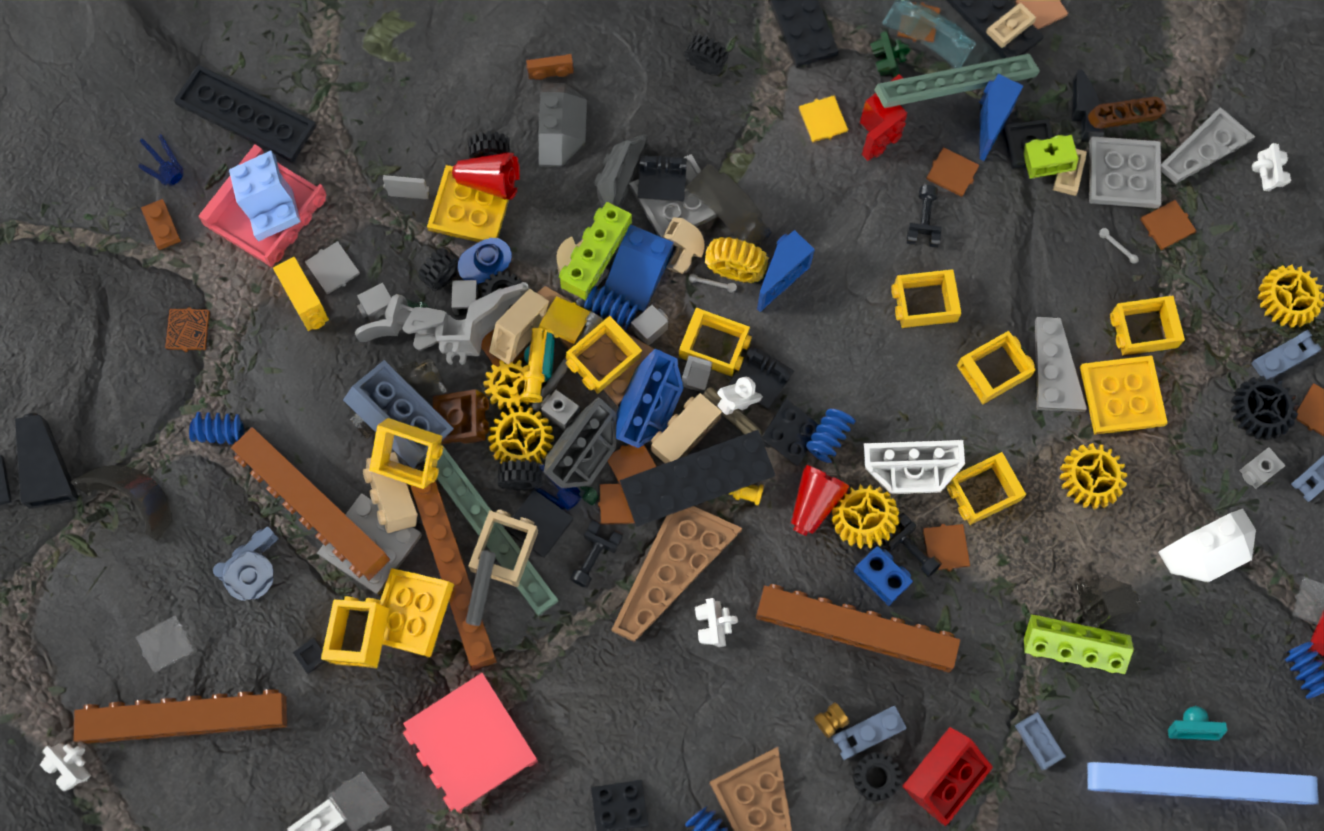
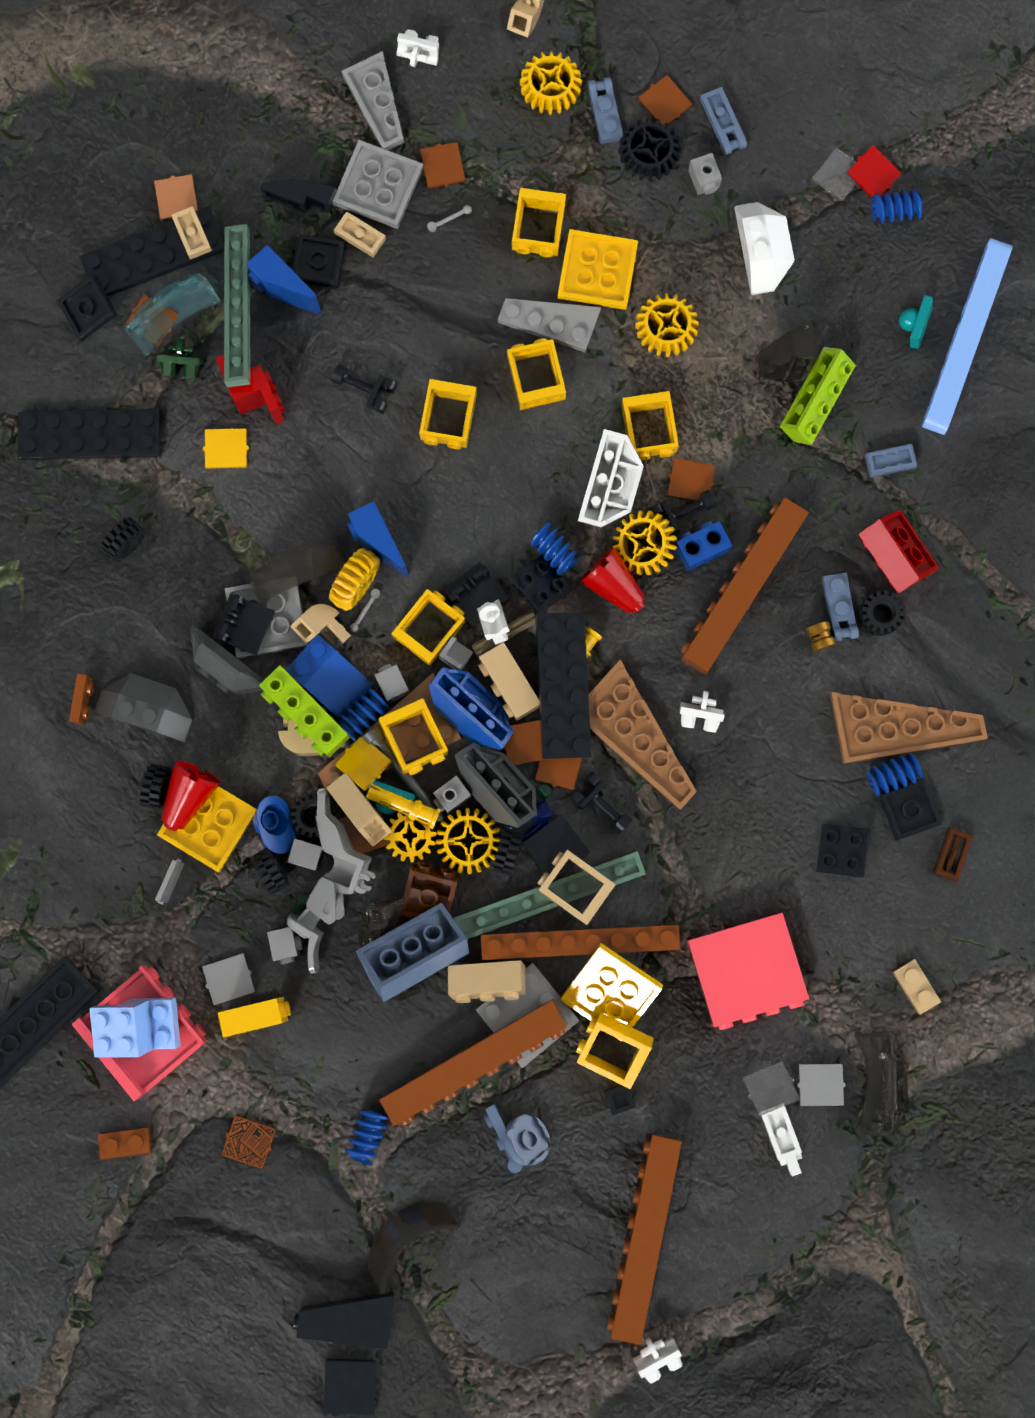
camera: 70 degrees left, 10 degrees up
(165, 644) = (566, 1237): clear piece -> none
(171, 172) = (70, 1120): clear blue plant -> none
(382, 450) = (476, 962): yellow window -> none
(480, 588) = (613, 918): dark grey axle -> none
(952, 172) = (323, 344): dark orange piece -> none
(1050, 156) = (347, 258): lime brick -> none
(1127, 112) = (322, 158): reddish brown beam -> none

